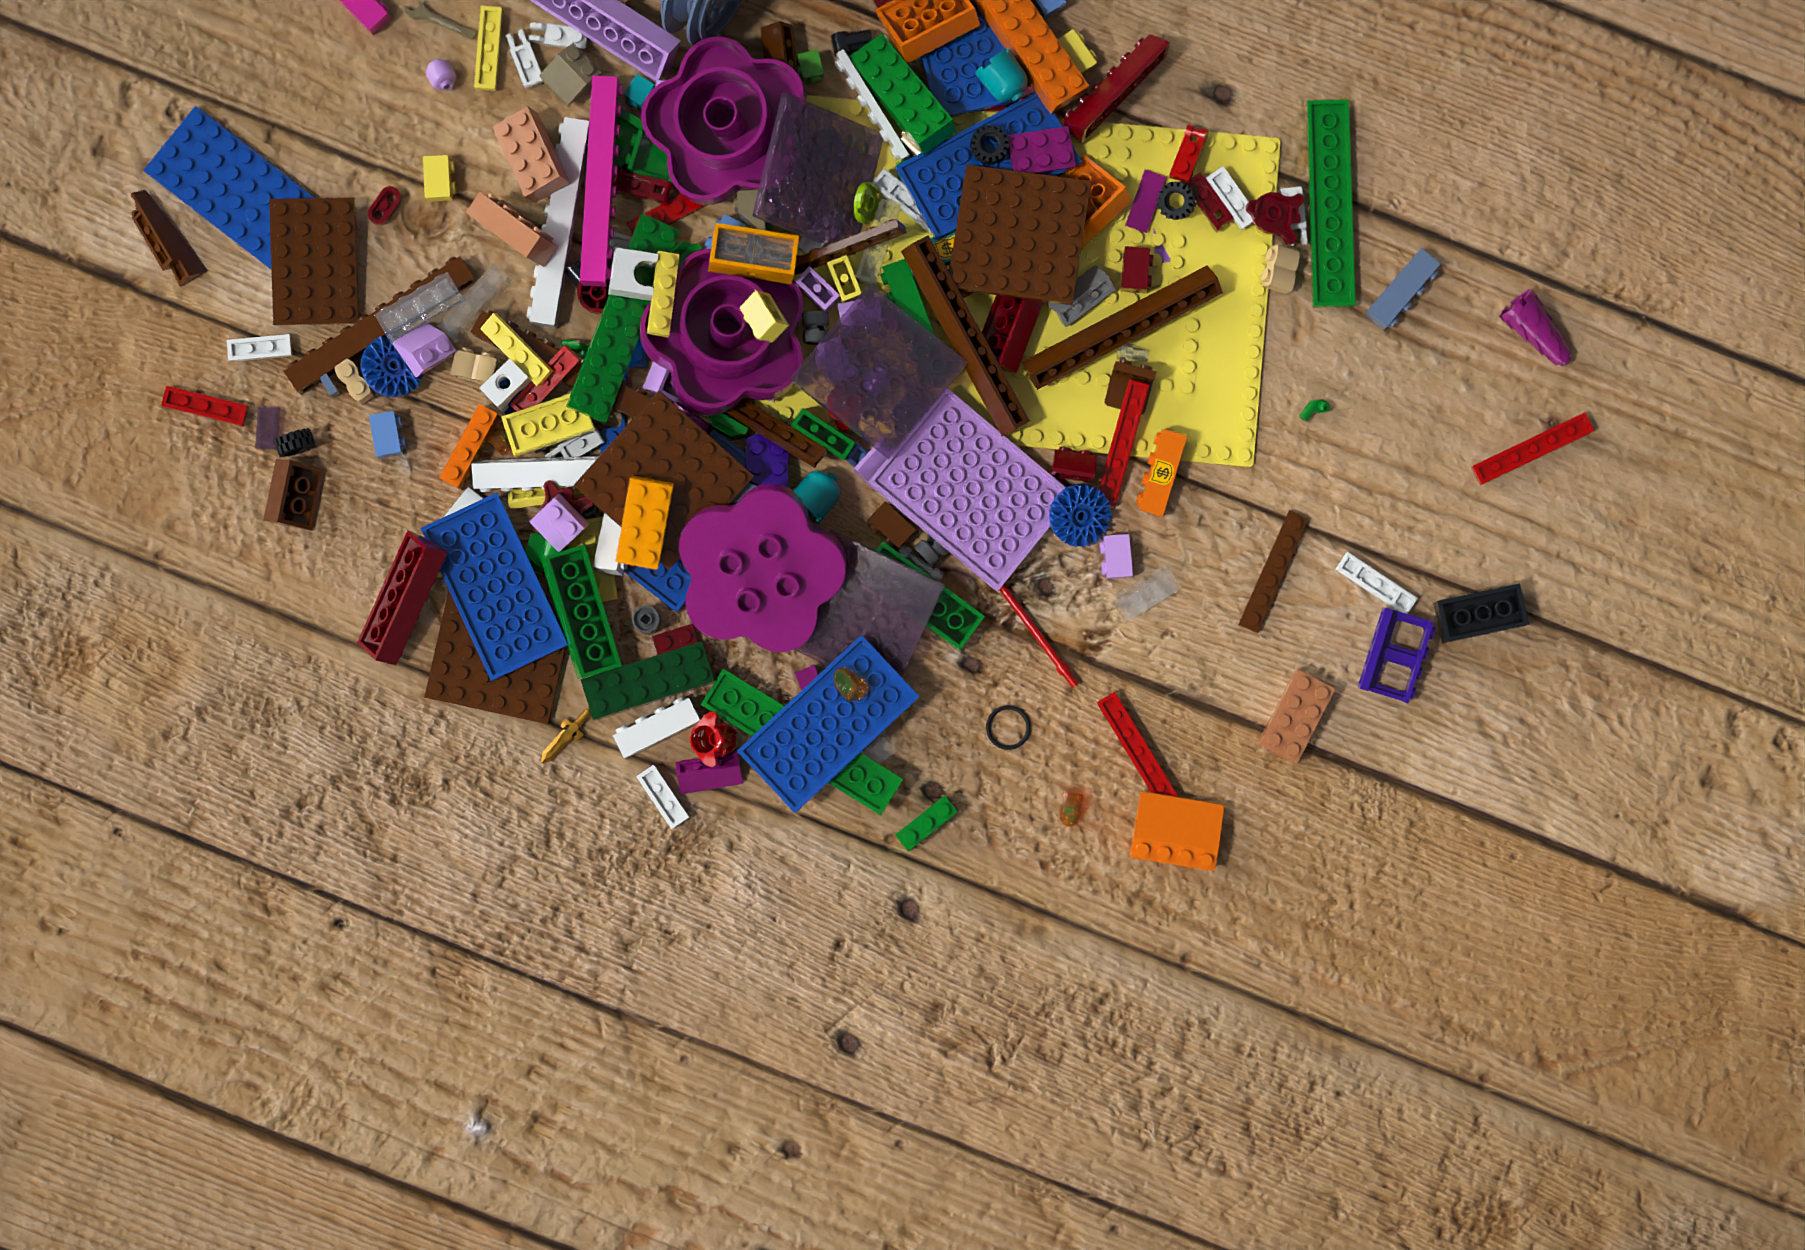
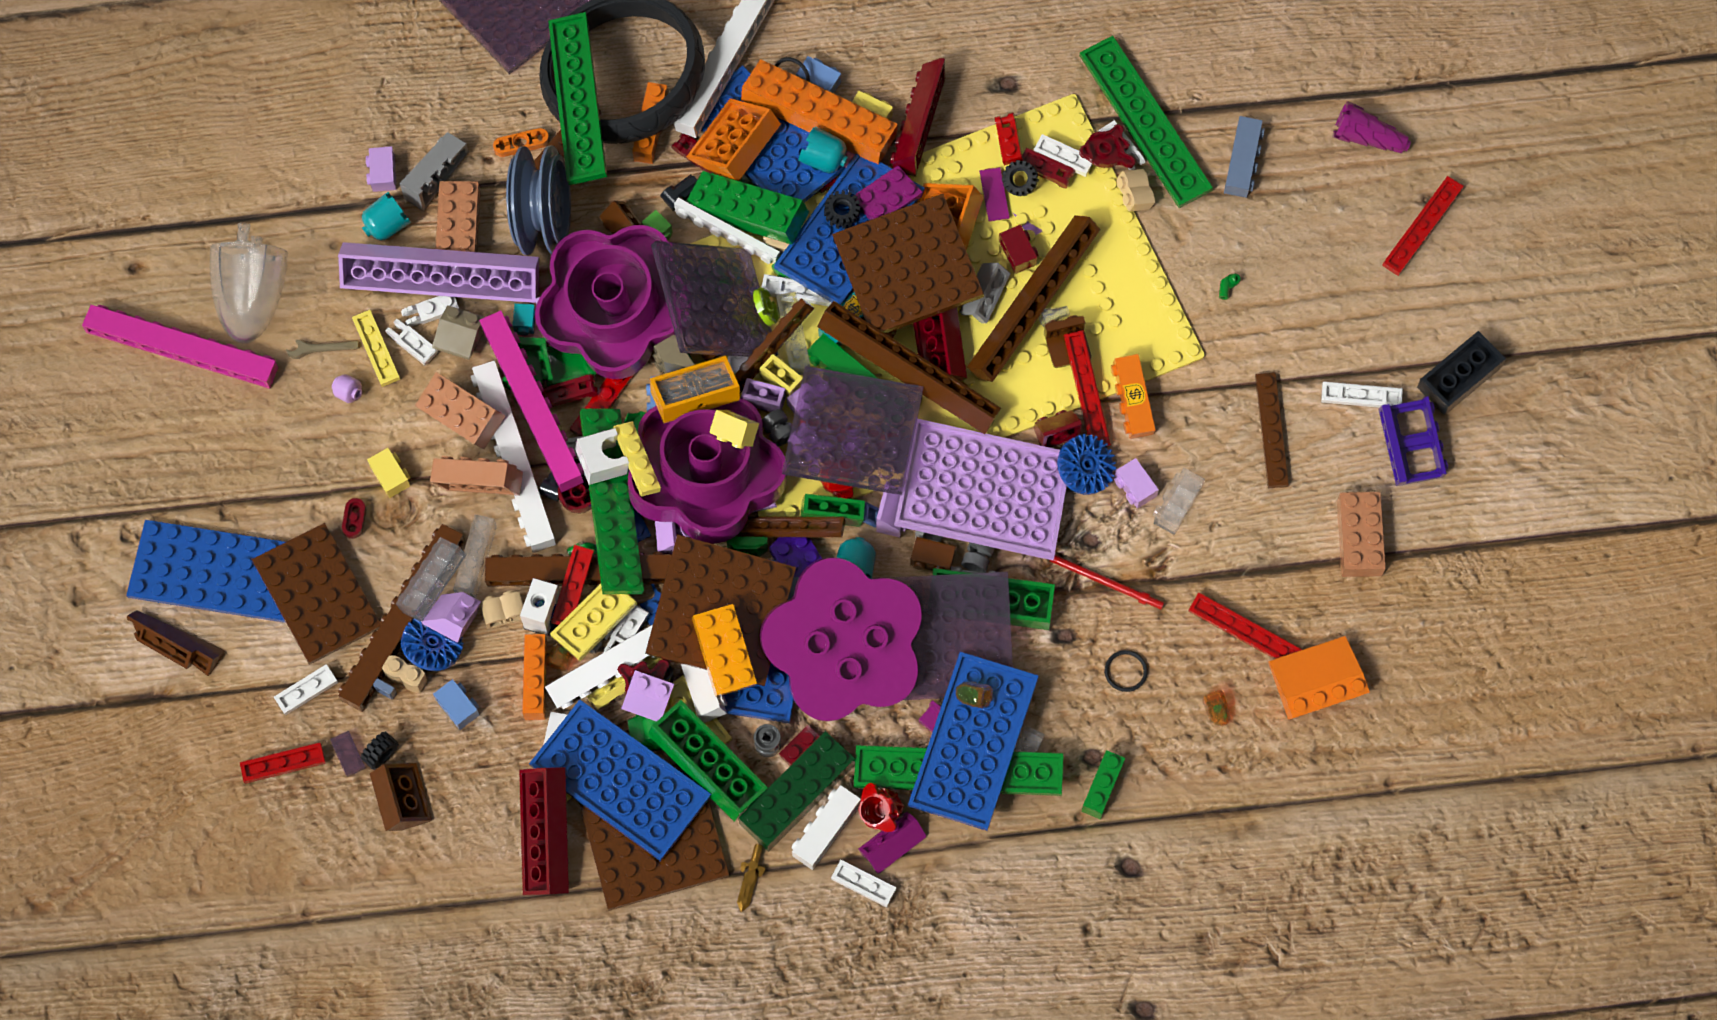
camera: 25 degrees left, 15 degrees down
(516, 349) = (530, 569): light yellow plate -> none

